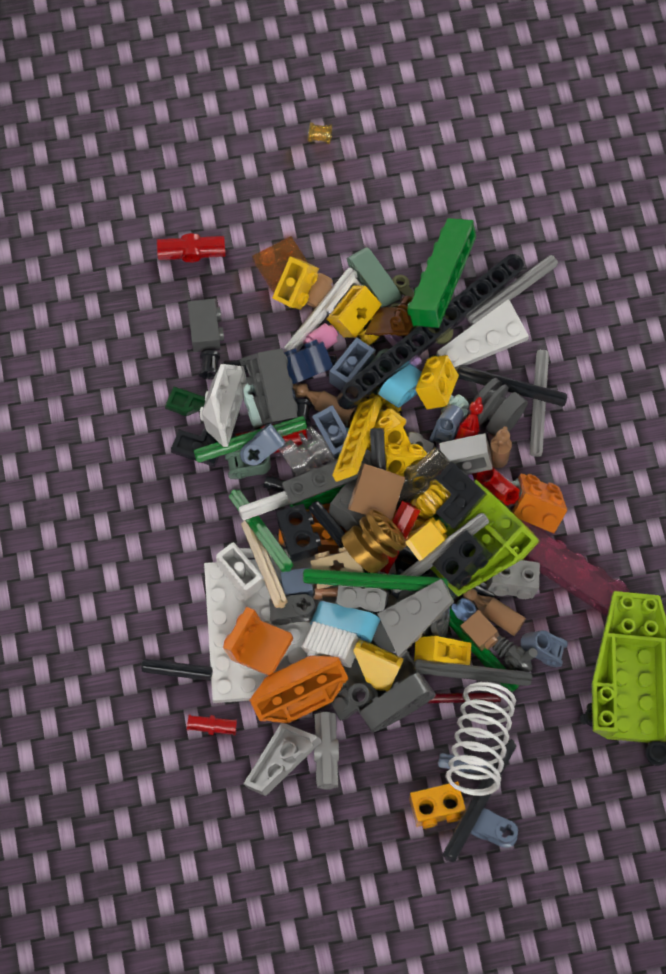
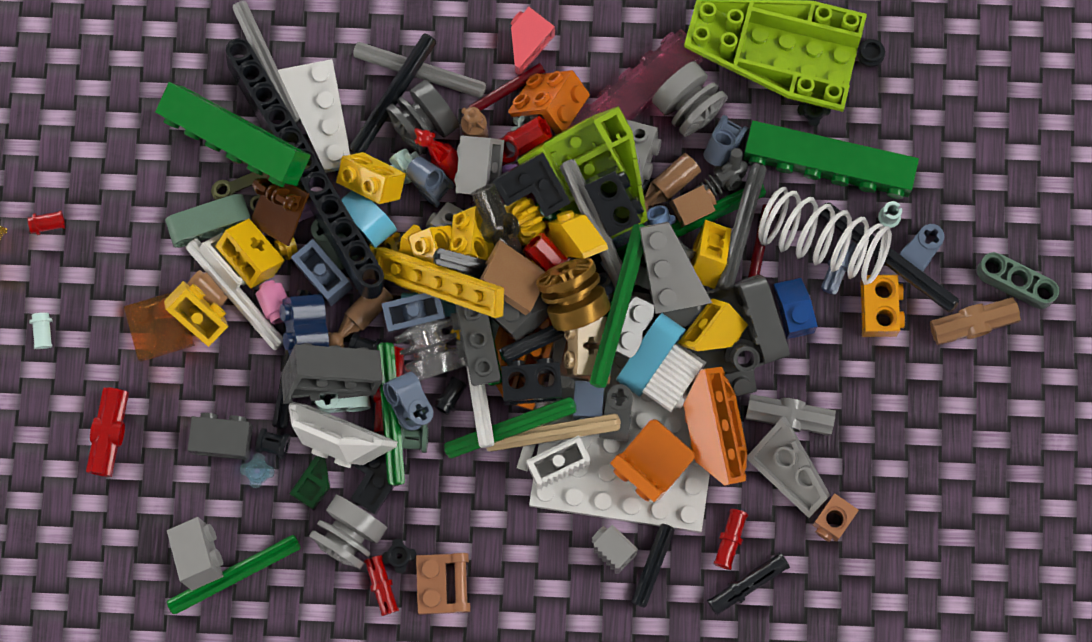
camera: 70 degrees left, 10 degrees up
(102, 362) = (235, 574): none -> green axle
(110, 327) = (195, 553): none -> light grey brick
(116, 468) = (381, 585): none -> red pin
(126, 507) = (433, 583): none -> nougat plate
(138, 472) = (391, 556): none -> black plate
(145, 429) = (348, 532): none -> light grey wheel
(177, 746) = (740, 589): none -> black pin
(180, 630) = (613, 548): none -> light grey brick
(187, 365) = (249, 470): none -> clear light blue plate
(254, 812) = (840, 507): none -> nougat brick
(258, 185) = (41, 330): none -> light aqua pin
(340, 163) = (46, 222): none -> red pin
(417, 735) = (795, 308): none -> blue slope
(444, 887) = (975, 321): none -> medium nougat piece
(492, 904) = (1031, 278): none -> sand green beam
(516, 801) = (889, 220): none -> light aqua pin
(542, 471) = (507, 88): none -> dark red bar
(553, 738) = (831, 159): none -> green brick
(571, 609) = (685, 94): none -> light grey wheel
(587, 476) = (529, 37): none -> coral slope

